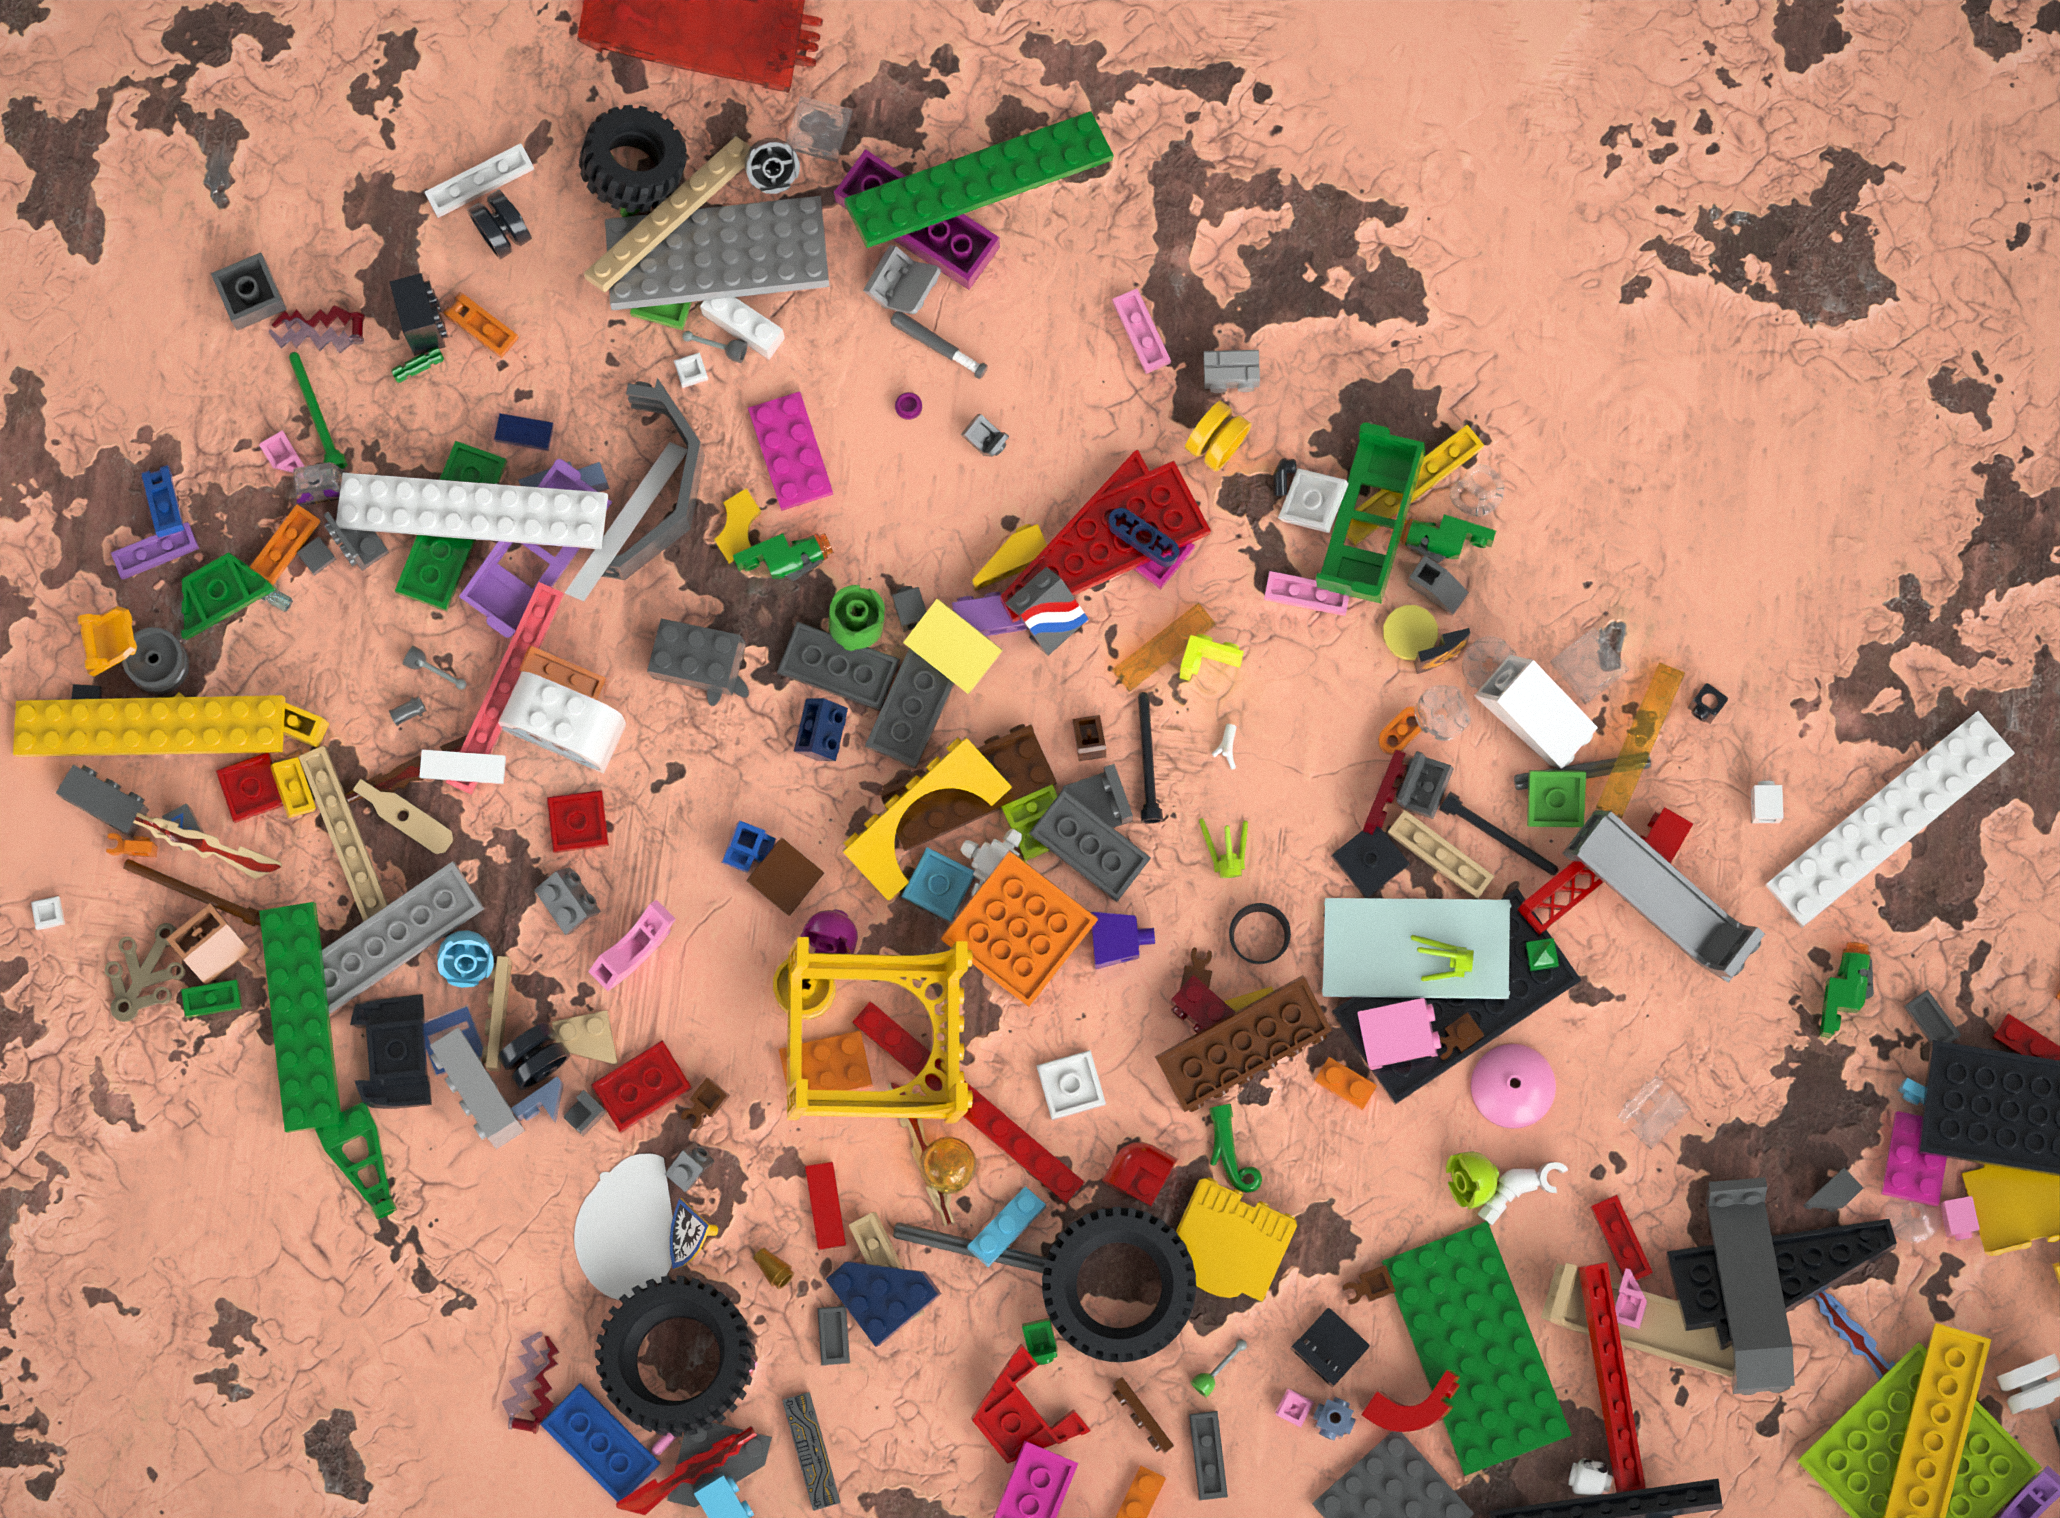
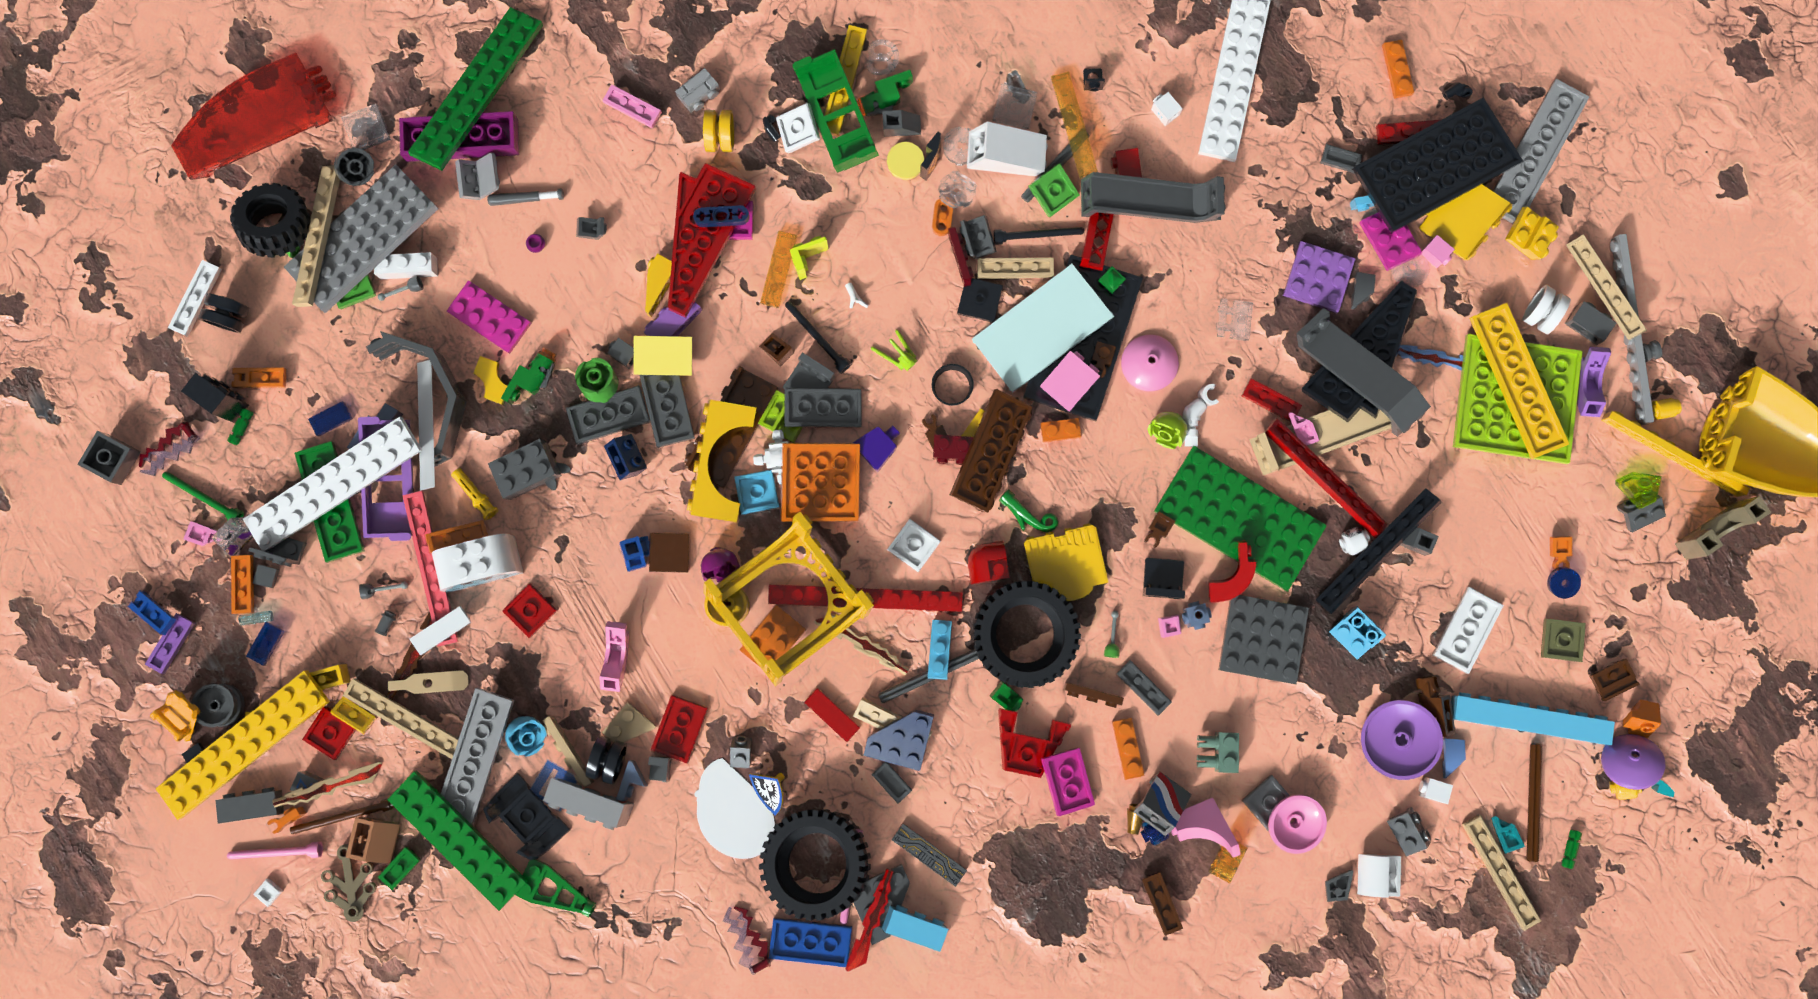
camera: 40 degrees left, 5 degrees up
(134, 904) = (314, 850): none -> bright pink piece
(219, 592) = (225, 639): green wing -> none
(258, 631) = (265, 643): none -> clear blue plate
(567, 899) = (557, 658): bracket -> none
(619, 653) = (479, 500): none -> yellow pin
(691, 370) = (398, 314): white tile -> none
(707, 1100) = (722, 709): reddish brown plate -> none
(774, 1269) = (833, 772): pearl gold cone -> none
(948, 1165) = (881, 640): clear yellow cylinder -> none
(1048, 610) = (700, 296): panel -> none
(1304, 594) = (832, 182): bright pink plate -> none
(1460, 958) = (1071, 314): lime plant -> none
(1794, 1139) = (1319, 277): none -> medium lavender plate
(1849, 990) = (1286, 176): green plate -> none

